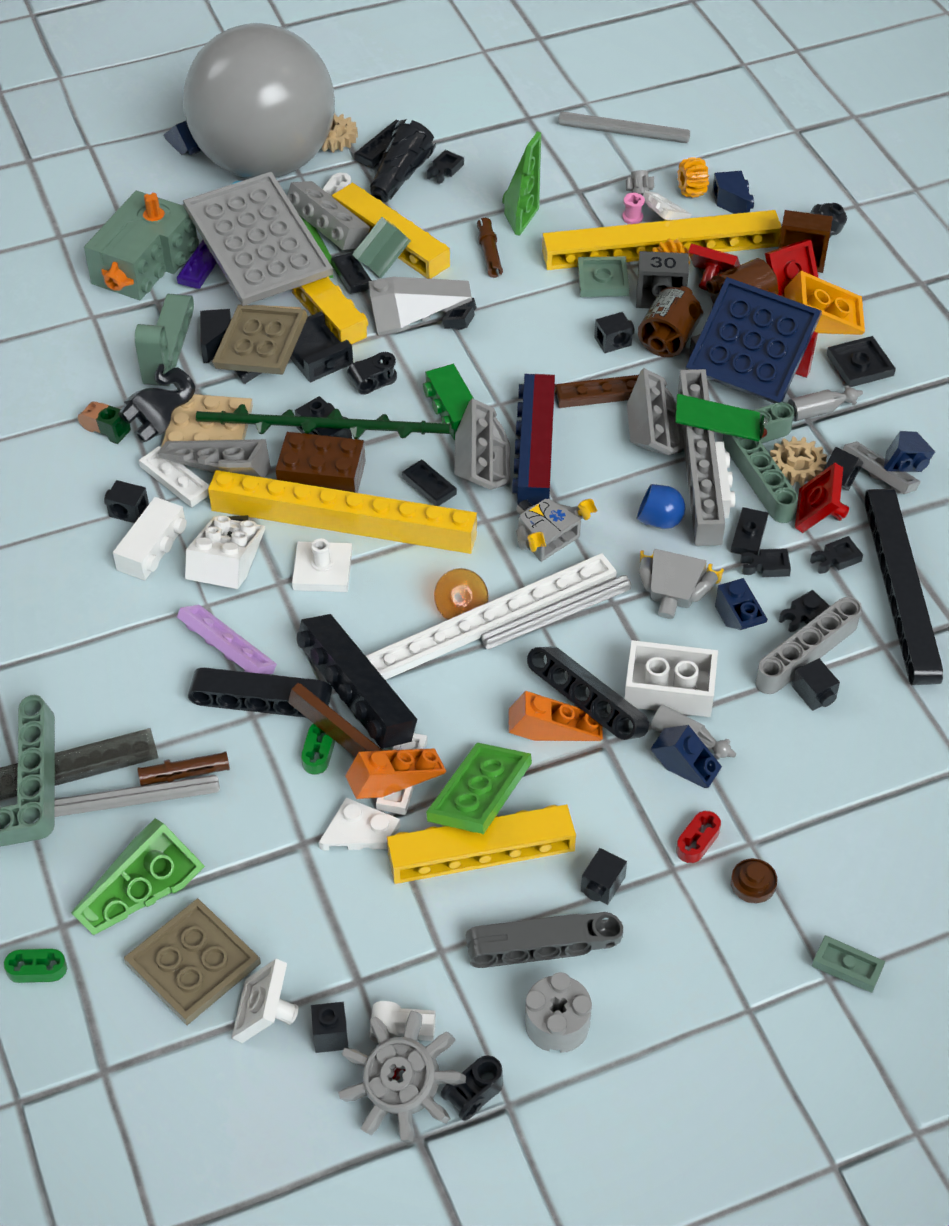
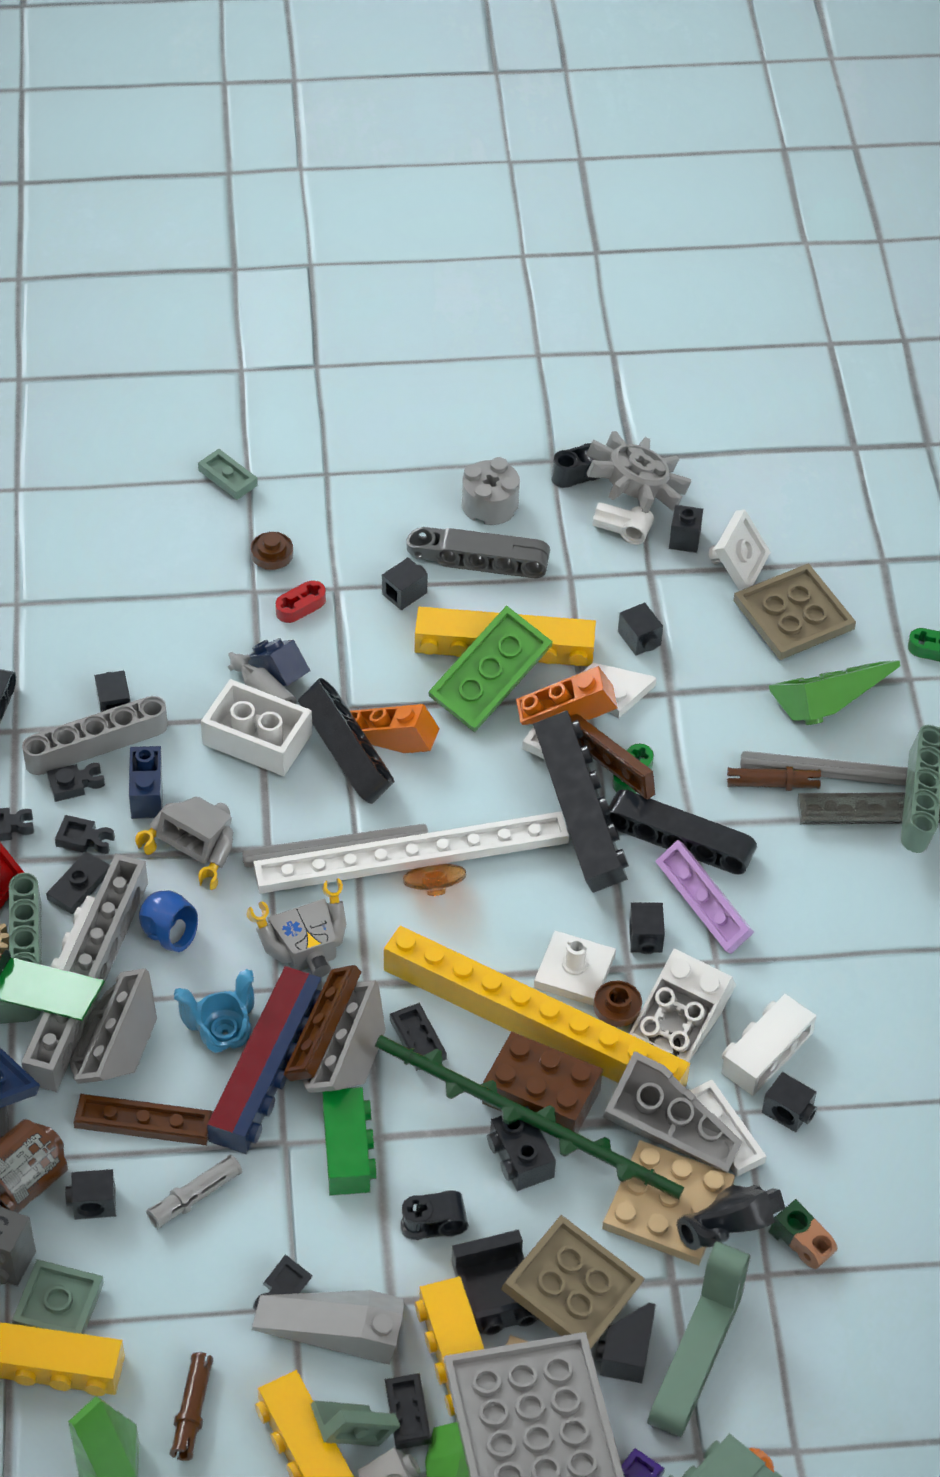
camera: 165 degrees left, 0 degrees up
(270, 602) = (646, 927): none -> black brick
(278, 536) = (617, 1003): none -> reddish brown plate
(348, 889) = (640, 629): none -> black brick
(501, 455) = (322, 1023): none -> reddish brown tile
(552, 346) = (183, 1198): none -> light grey pin
(587, 450) = (220, 1014): none -> dark azure hair

